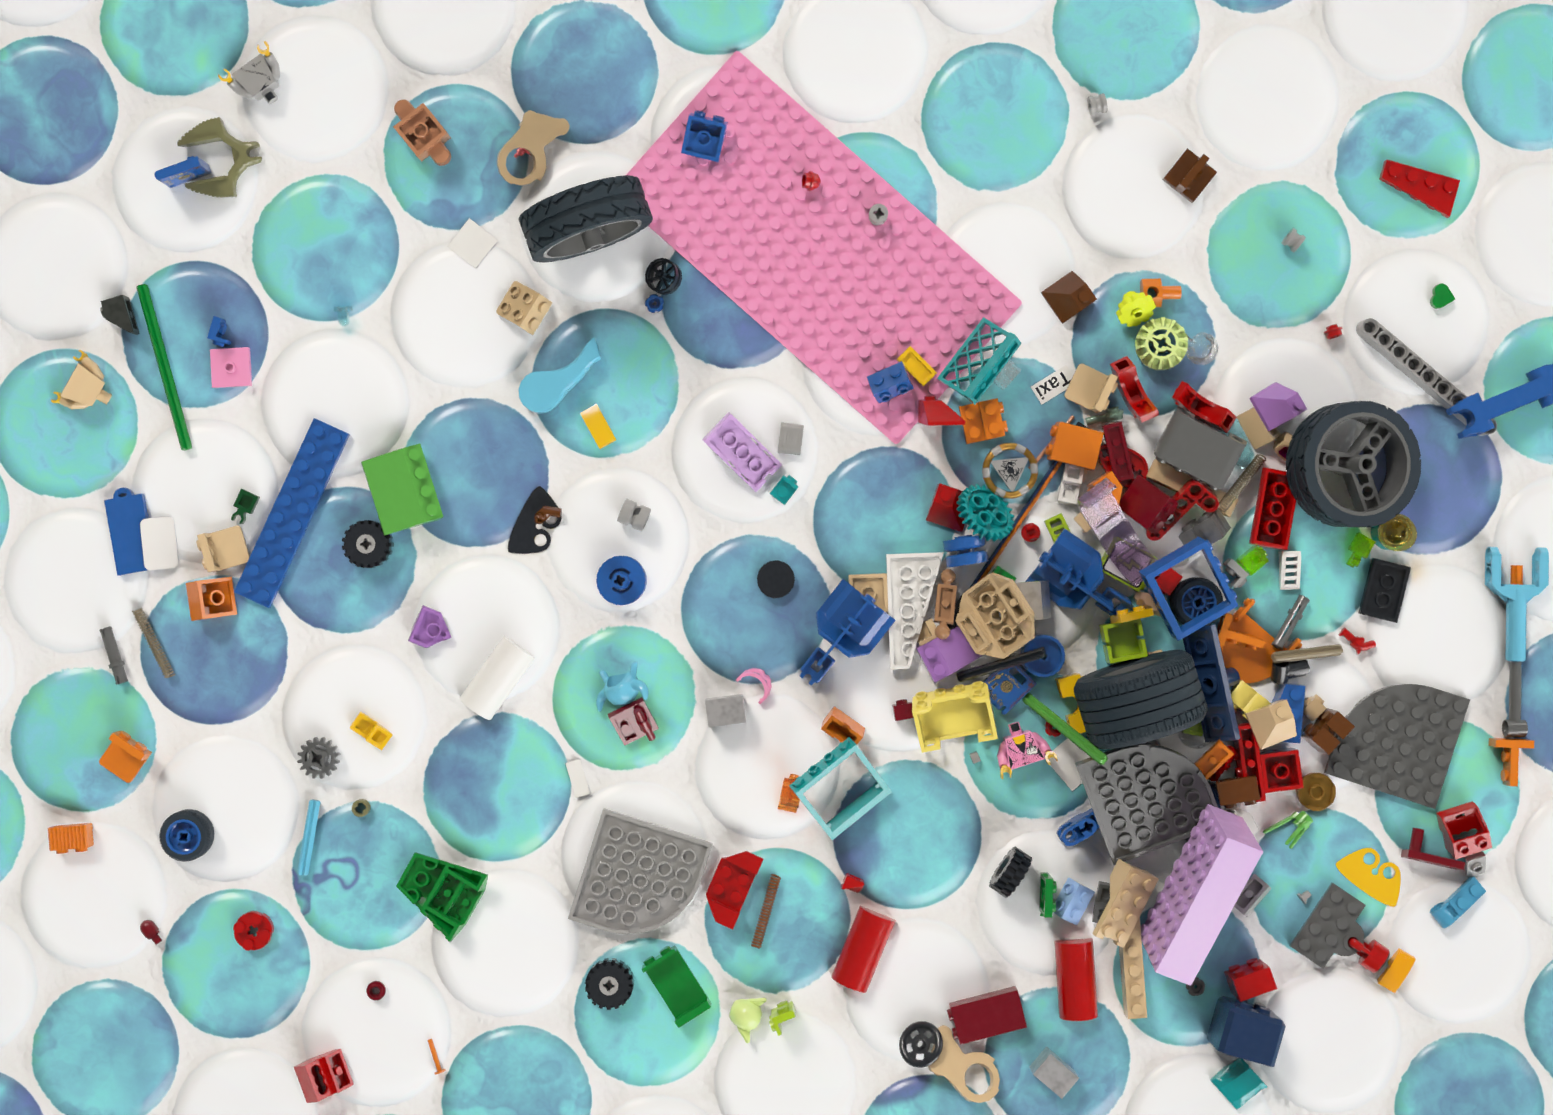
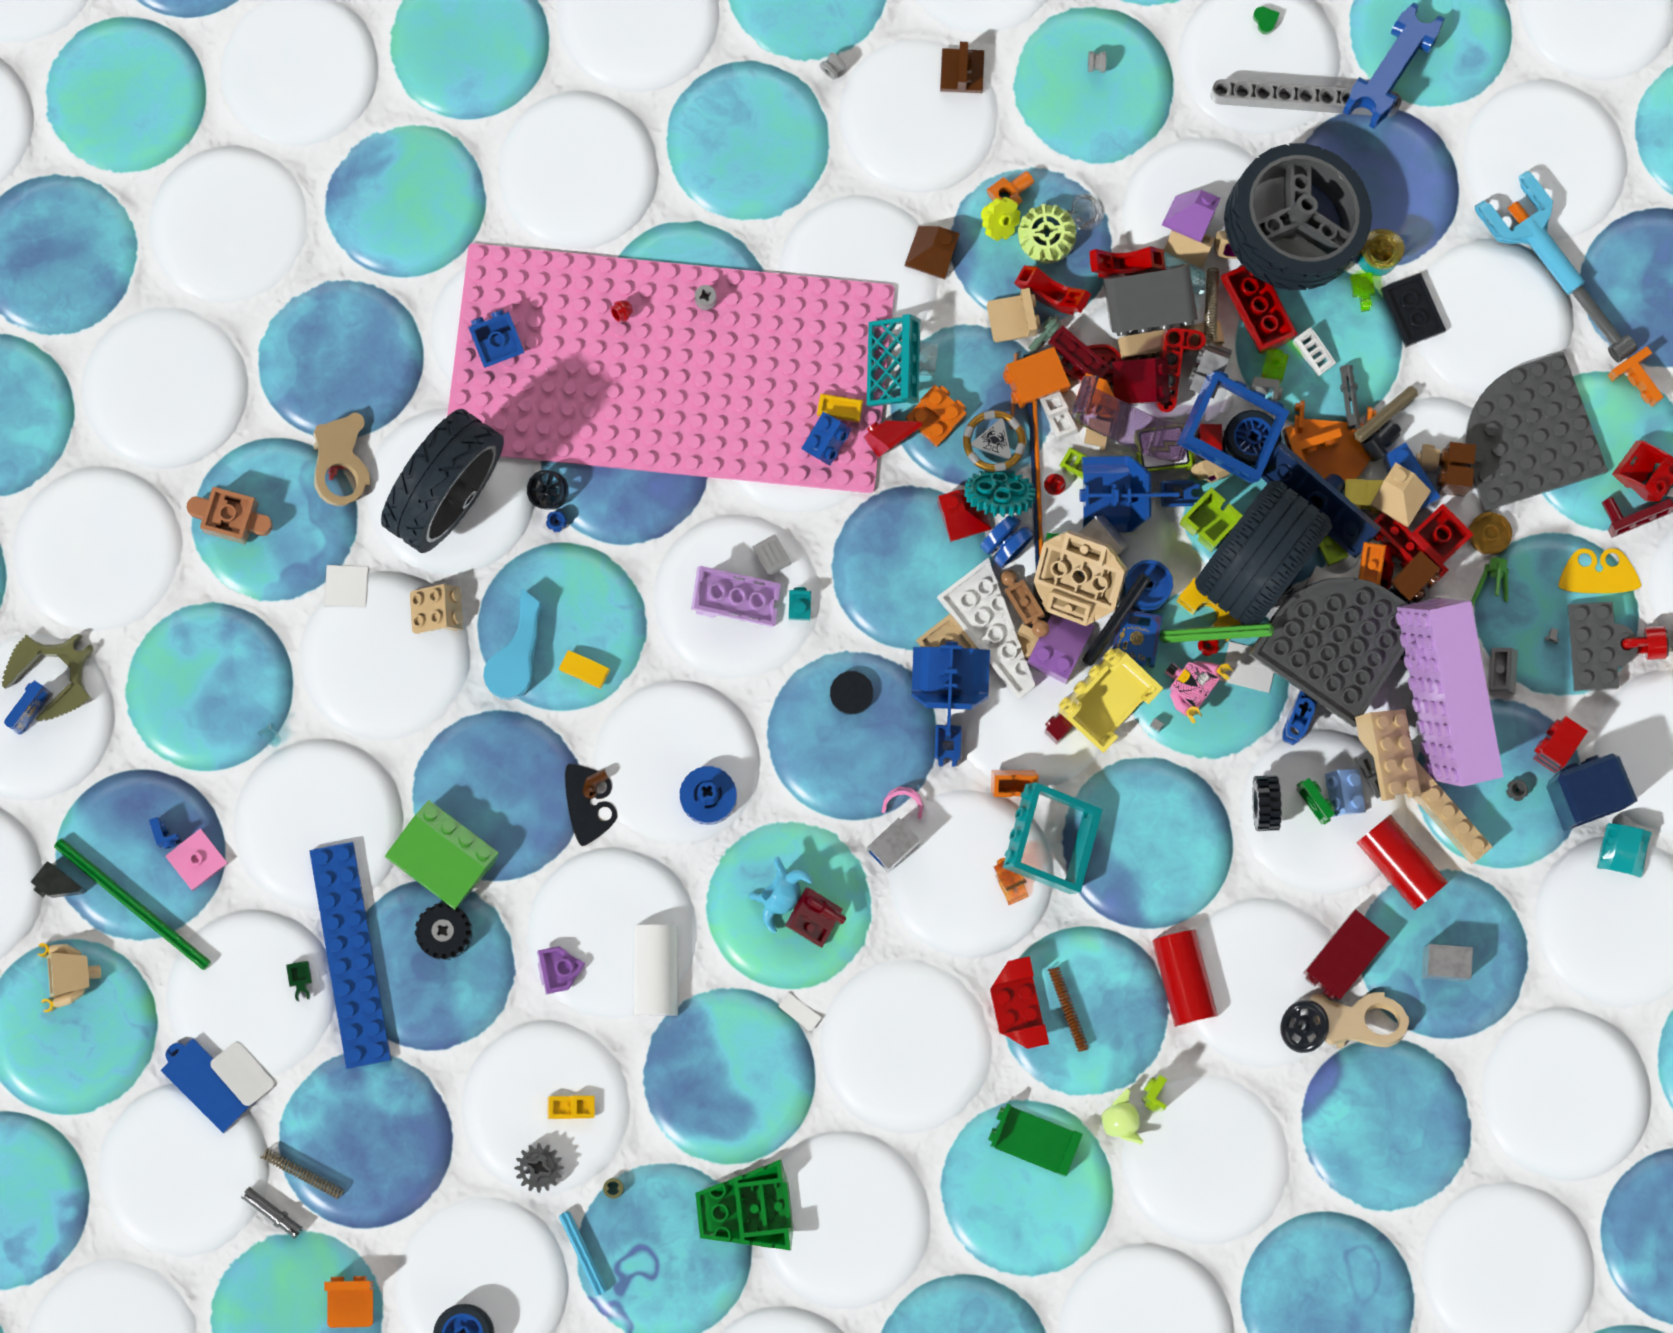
camera: 40 degrees left, 10 degrees down
(211, 598) = (329, 1090): orange slope -> none
(223, 549) = (309, 1033): tan bracket -> none
(257, 77) = (37, 574): light grey torso -> none
(609, 973) = (963, 1192): black wheel -> none
(634, 515) = (676, 725): light grey wheel -> none
(637, 875) = (922, 1061): light grey plate -> none
(852, 883) = (1130, 923): red slope -> none
(1052, 384) = (976, 339): white sticker -> none
(1137, 613) = (1205, 484): yellow plate -> none
(1333, 331) = (1193, 116): red plate -> none
(1356, 642) = (1424, 373): red piece -> none

